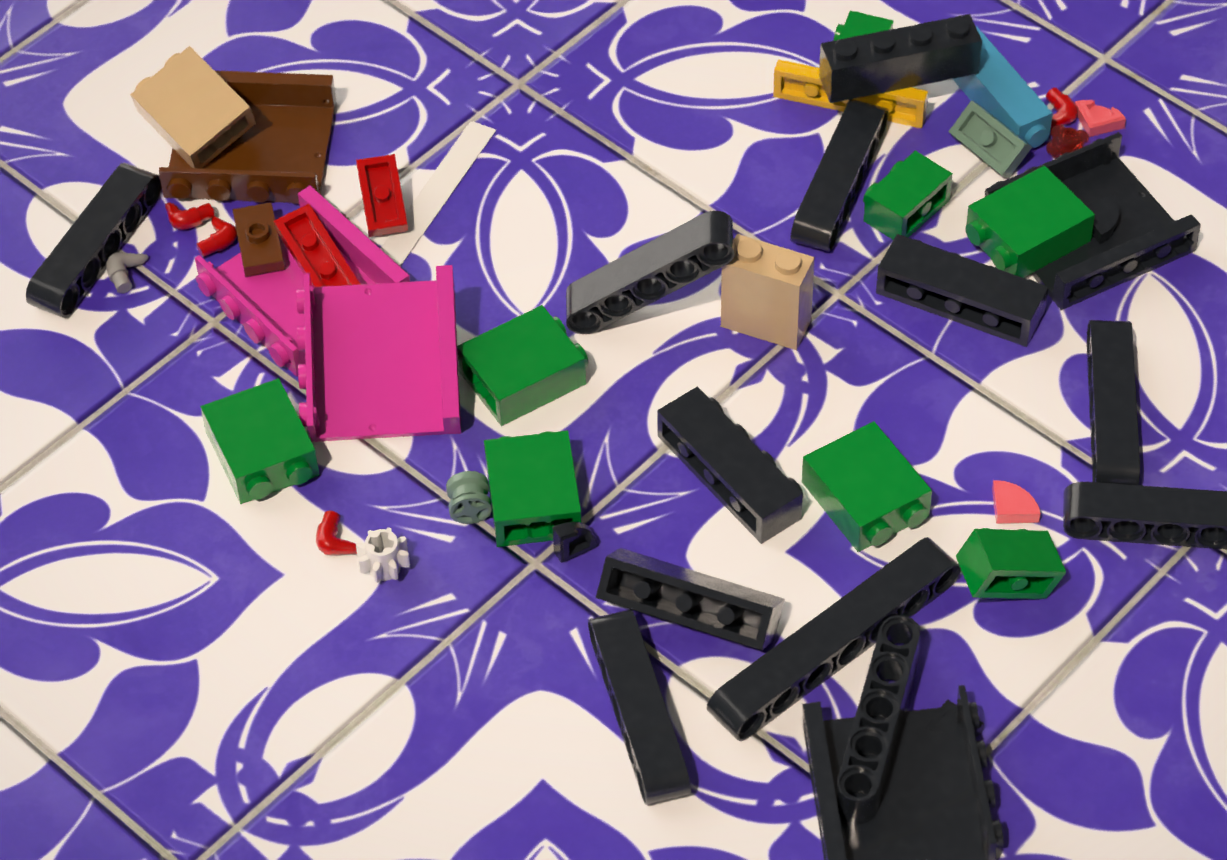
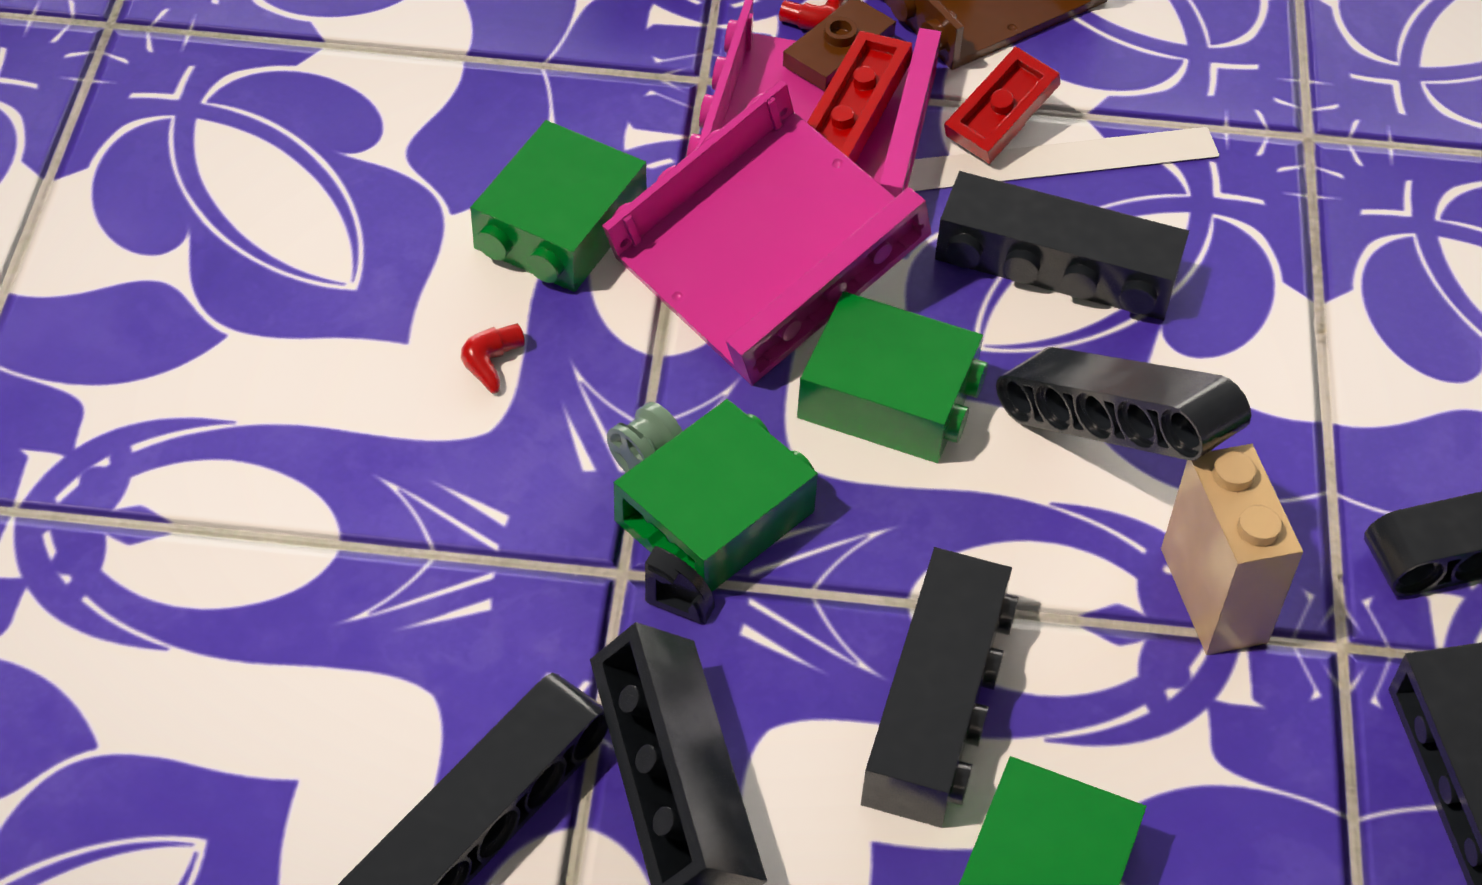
camera: 50 degrees right, 0 degrees up
(382, 555) = (491, 410): white gear -> none
(504, 234) = (1061, 245): none -> black brick

